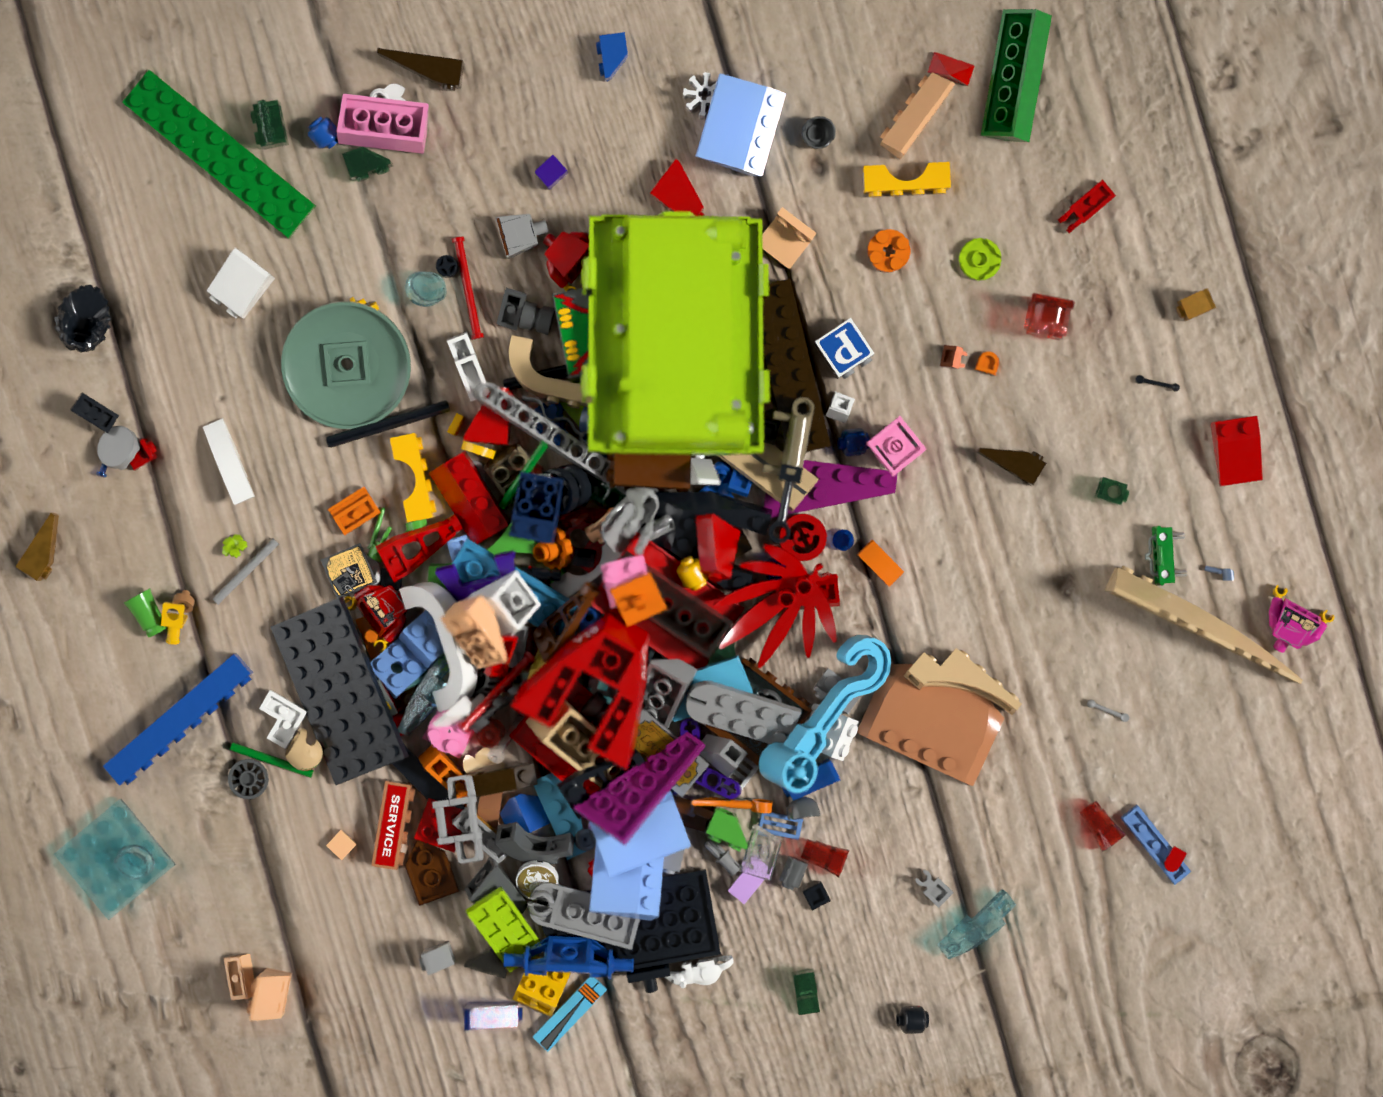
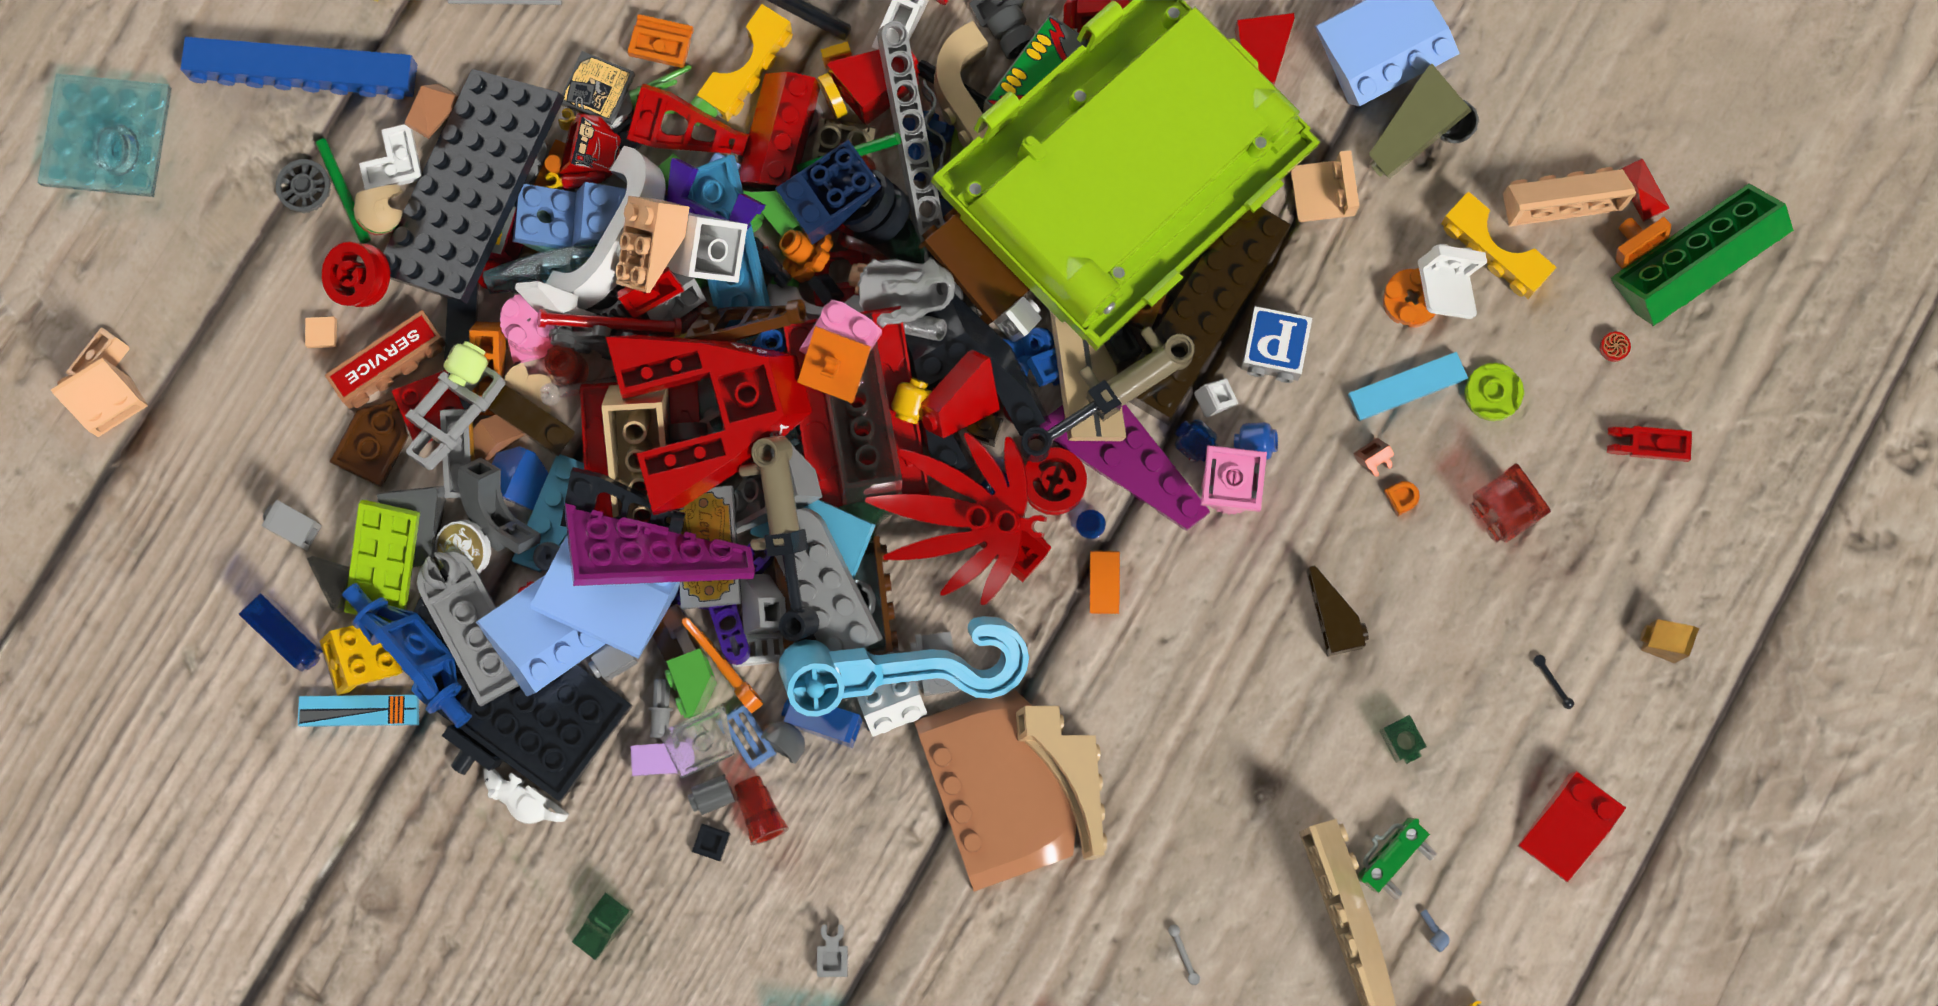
camera: 45 degrees right, 10 degrees down
(273, 670) = (430, 109): none -> nougat slope
(341, 795) = (343, 271): none -> red wheel
(442, 787) = (465, 363): none -> yellowish green head
(703, 710) = (784, 535): none -> piece
(801, 148) = (1419, 122): none -> olive slope
(885, 410) = (1257, 438): none -> blue head
(901, 226) = (1447, 281): none -> white bracket
(933, 301) = (1407, 386): none -> medium azure tile
(977, 100) = (1640, 240): none -> orange tile
(1019, 171) = (1615, 346): none -> tile

